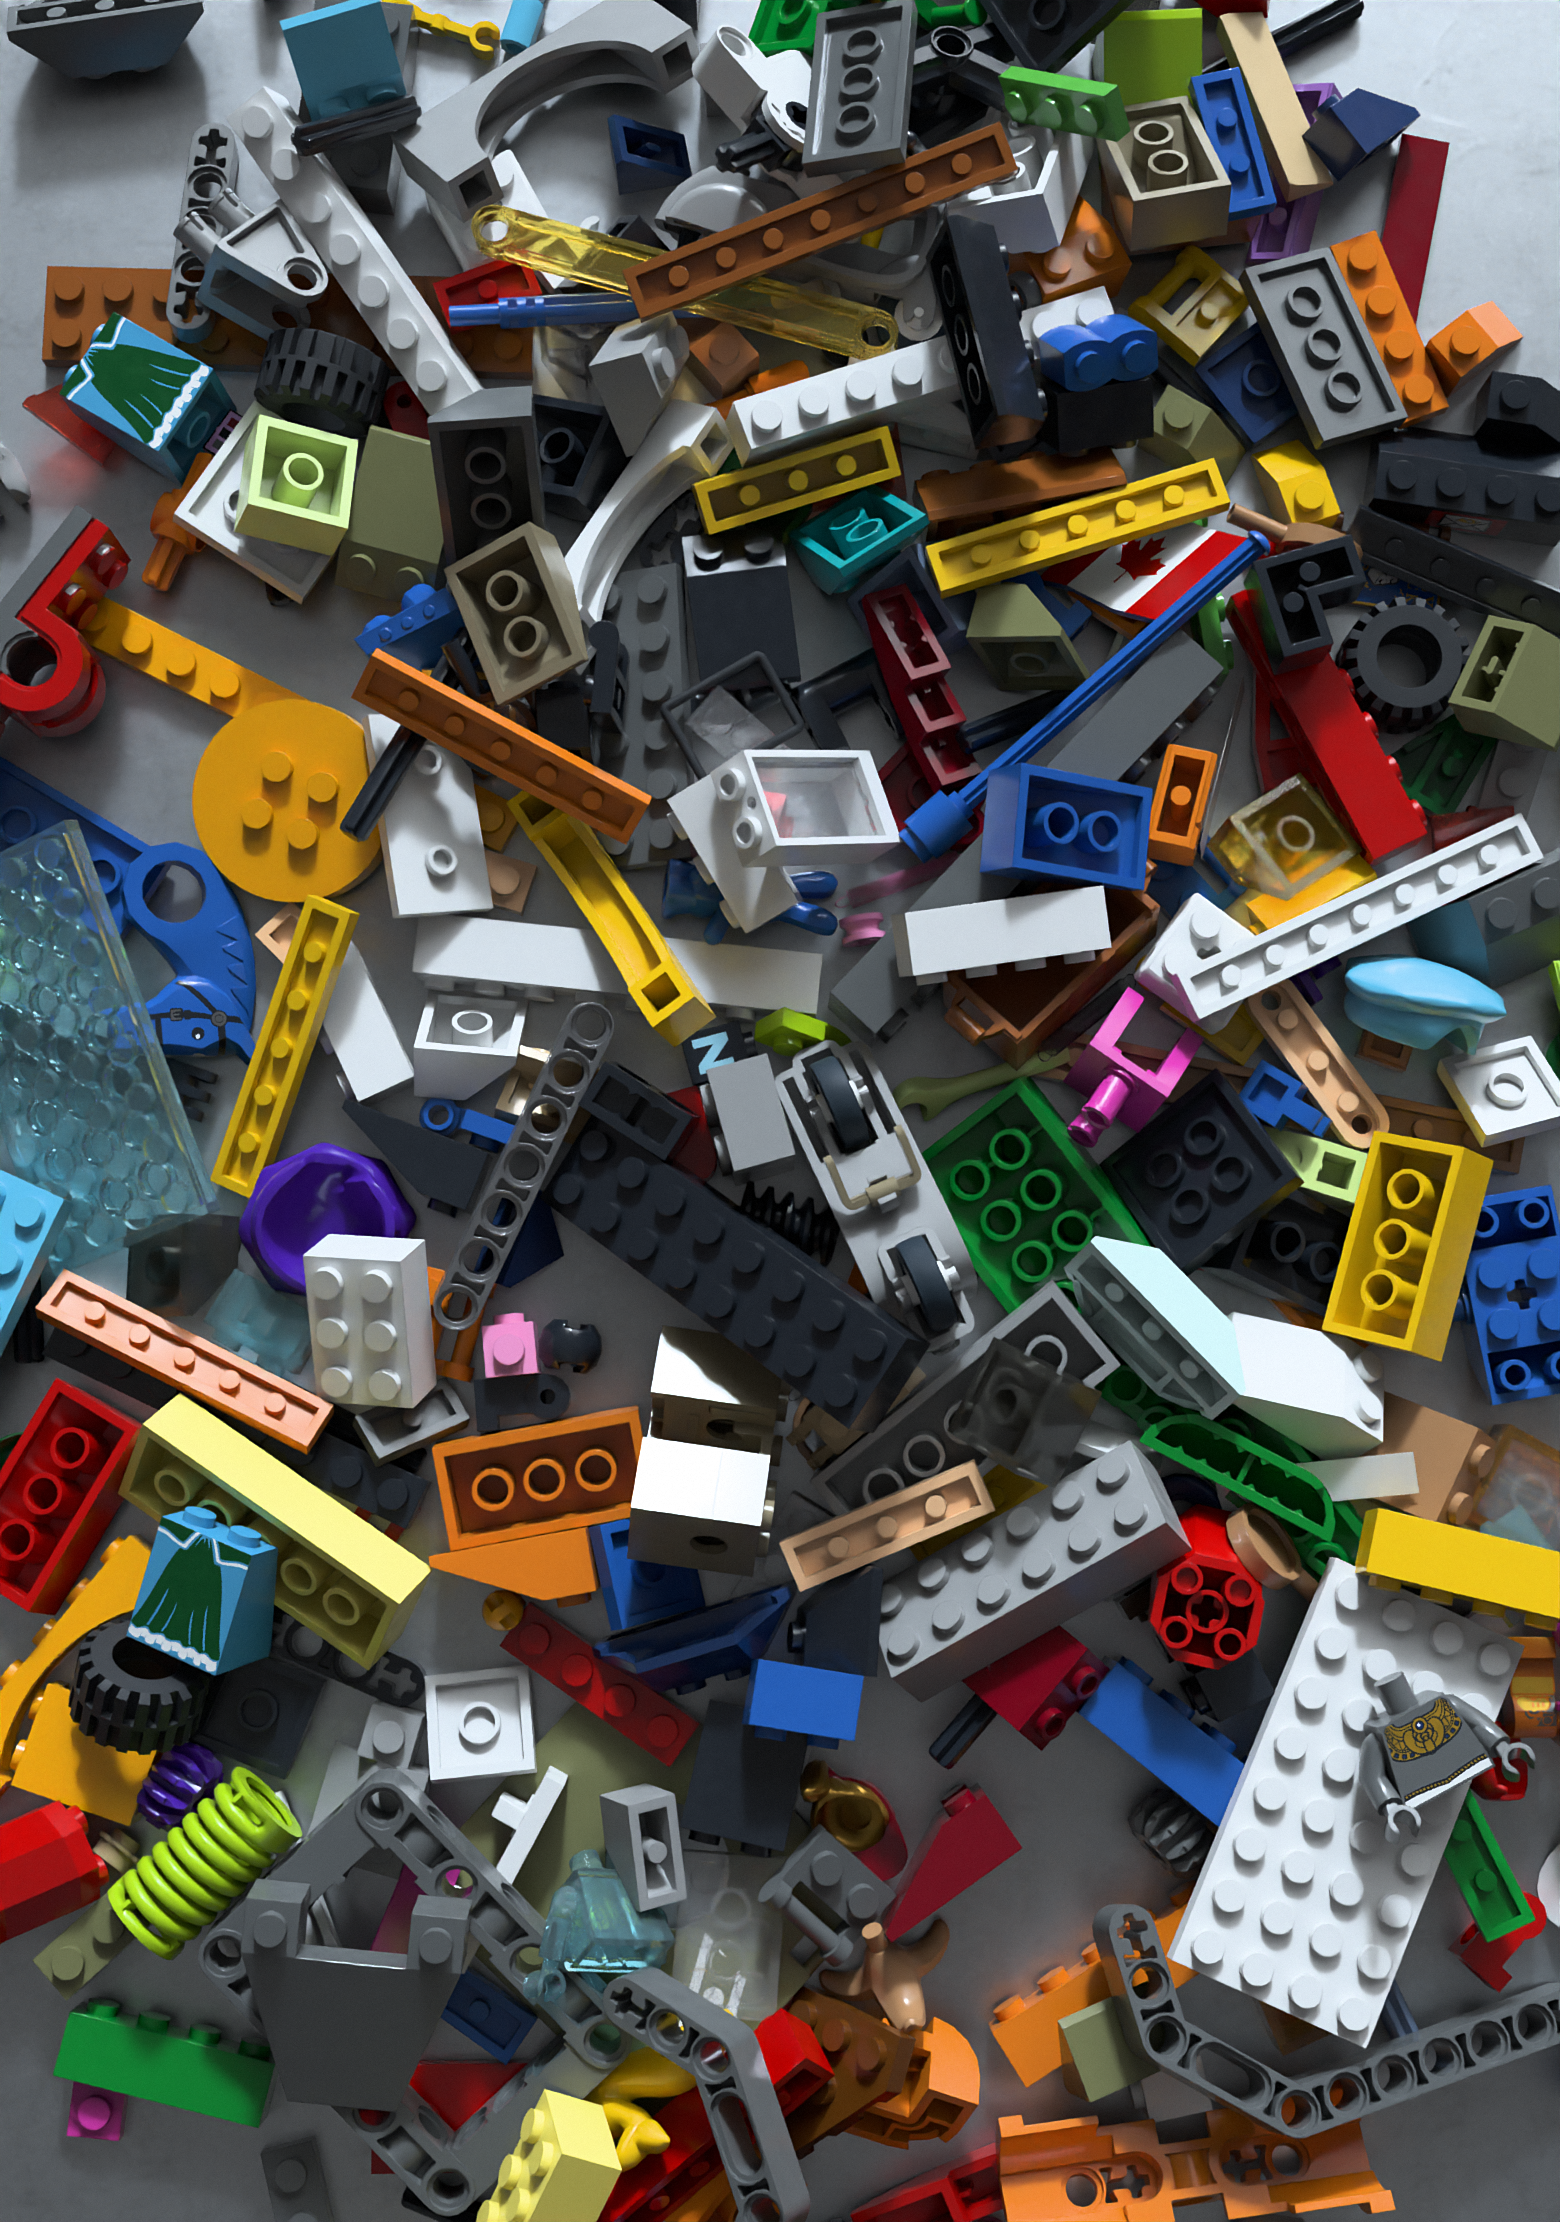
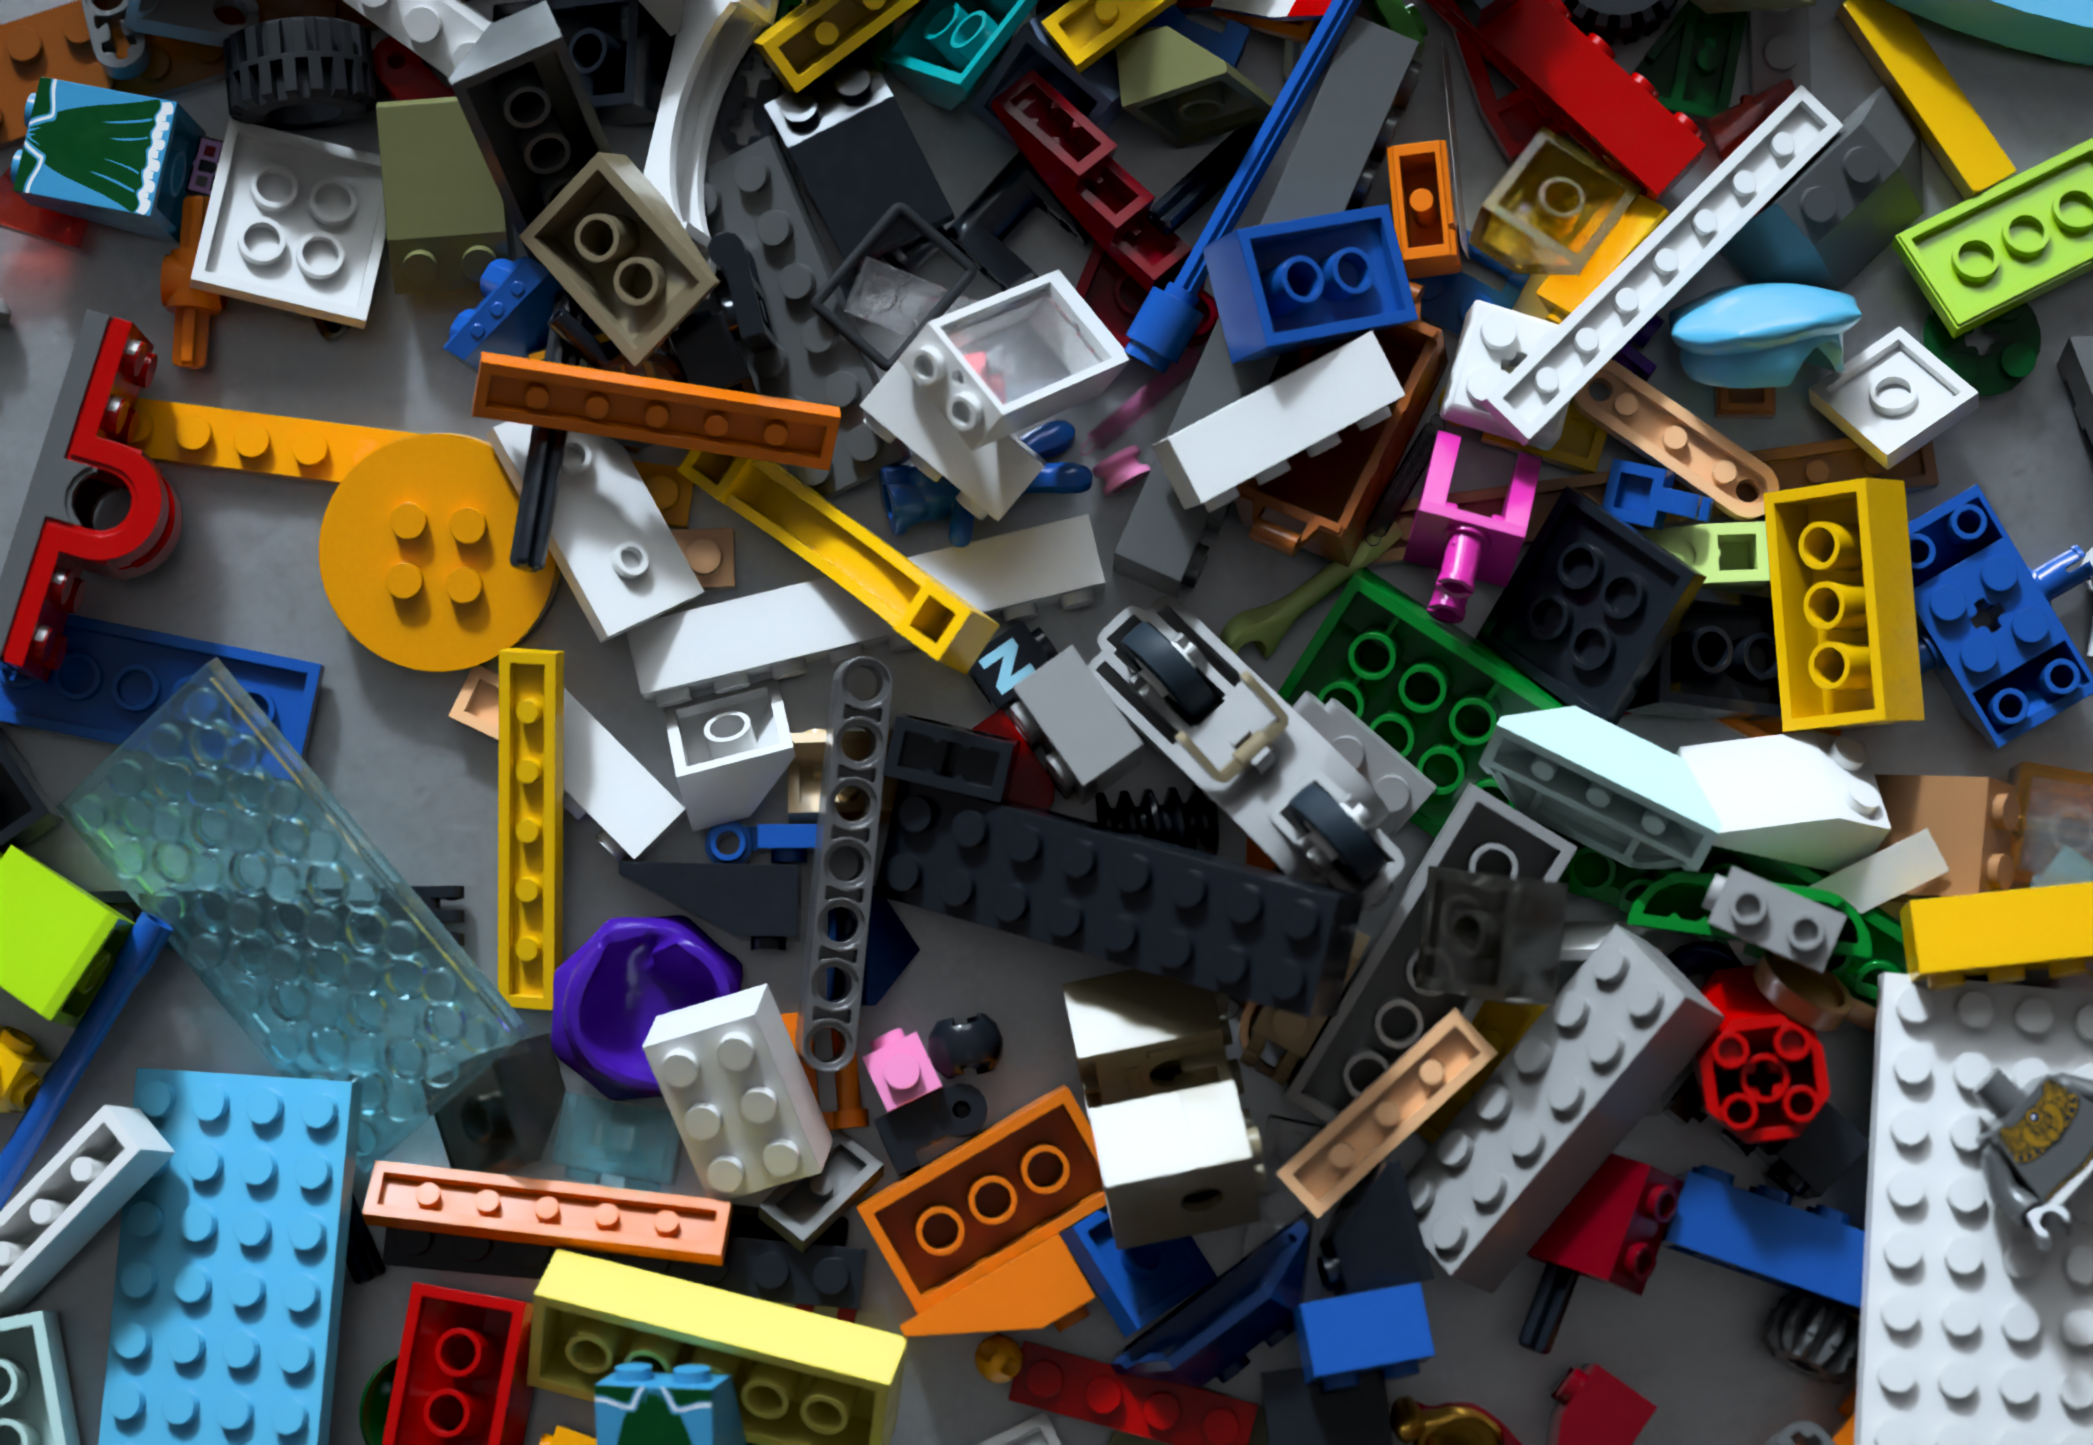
camera: 15 degrees left, 0 degrees up
(214, 988) = (424, 794): blue animal -> none
(296, 485) = (317, 200): yellowish green brick -> none
(793, 1031) = (1086, 611): lime plate -> none
(985, 1243) = (1387, 771): none -> light grey hinge
(1261, 1482) = (1774, 918): none -> light grey brick

